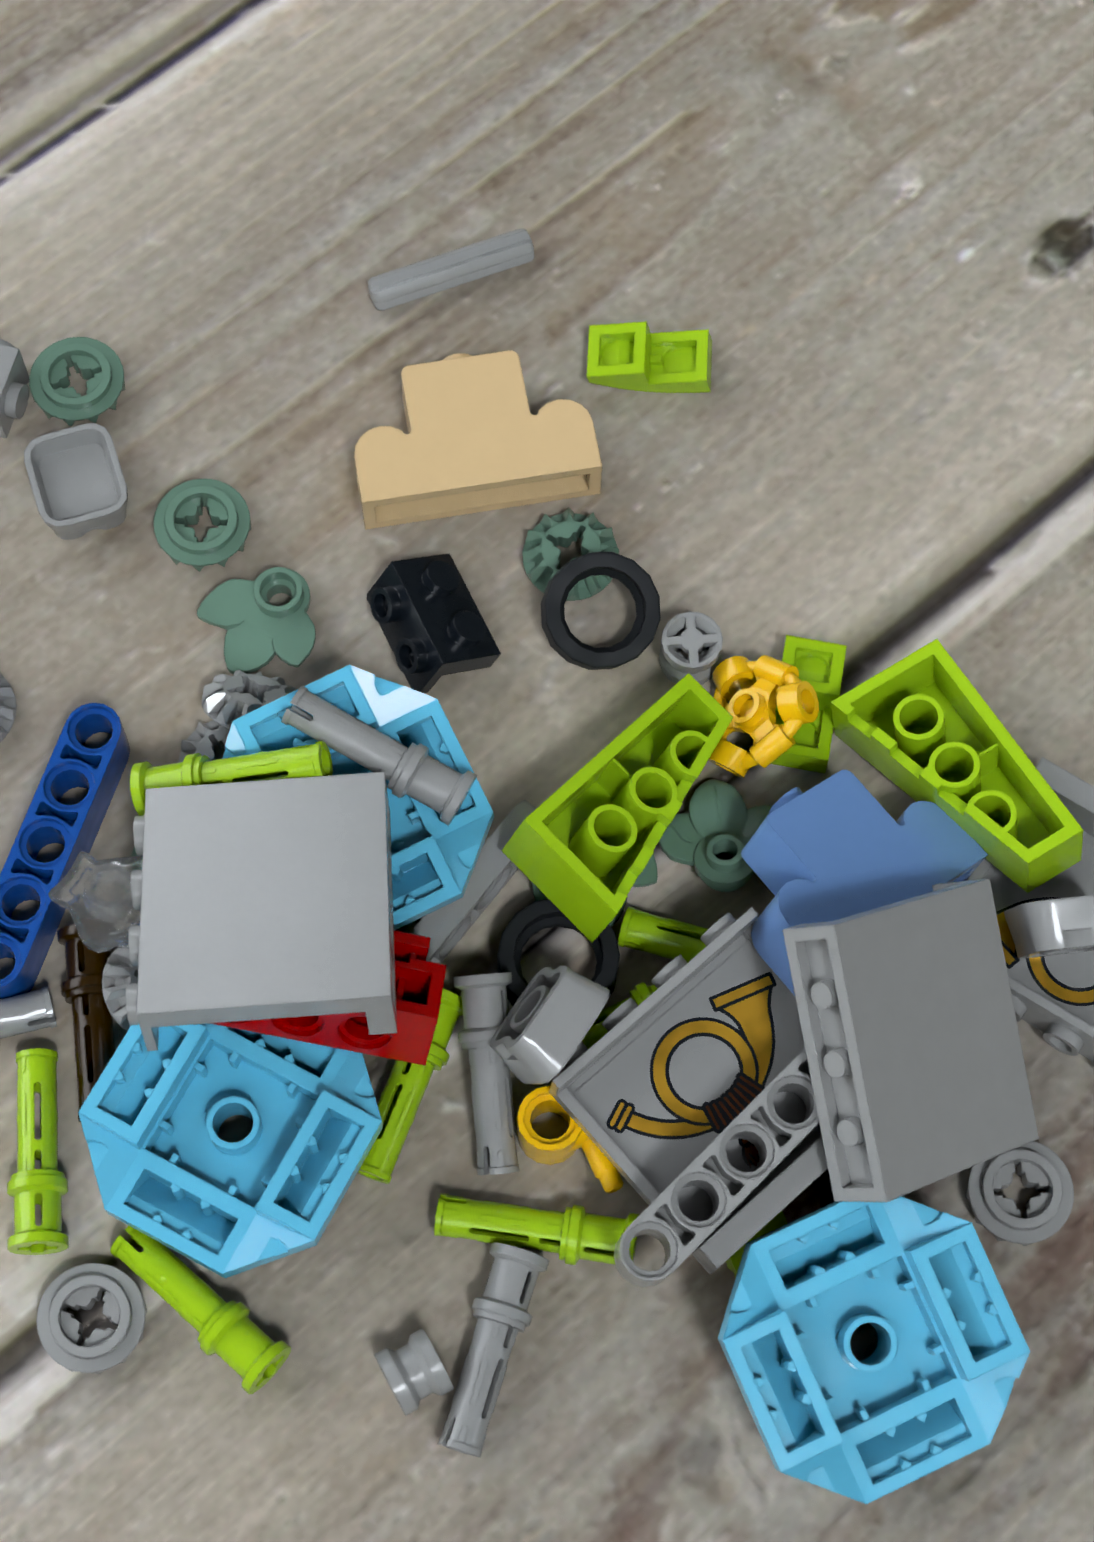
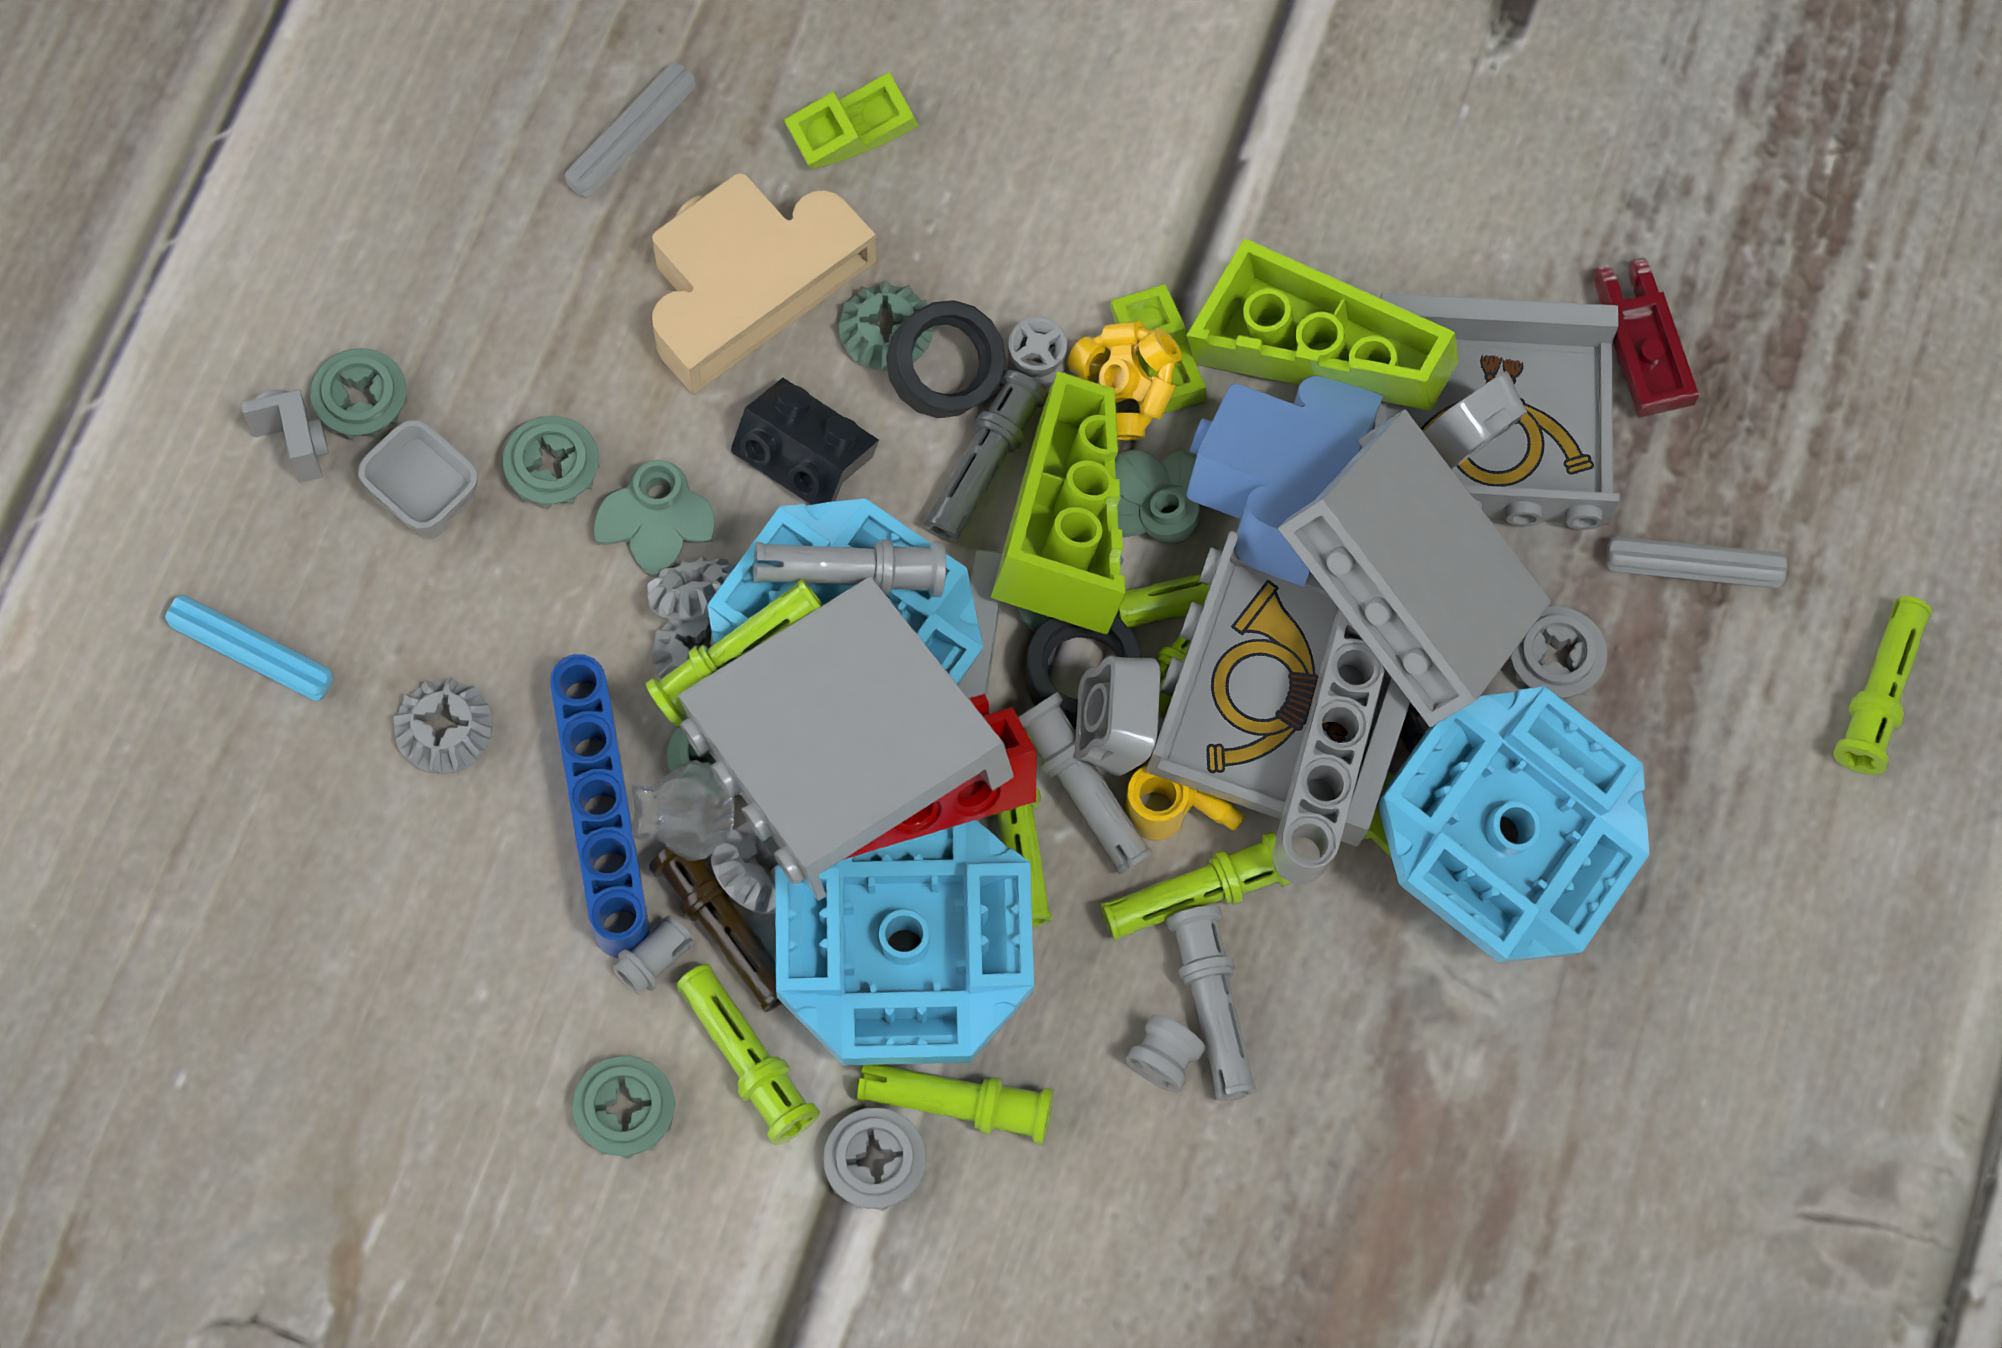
camera: 30 degrees left, 0 degrees up
(609, 704) = (996, 434): none -> dark grey pin

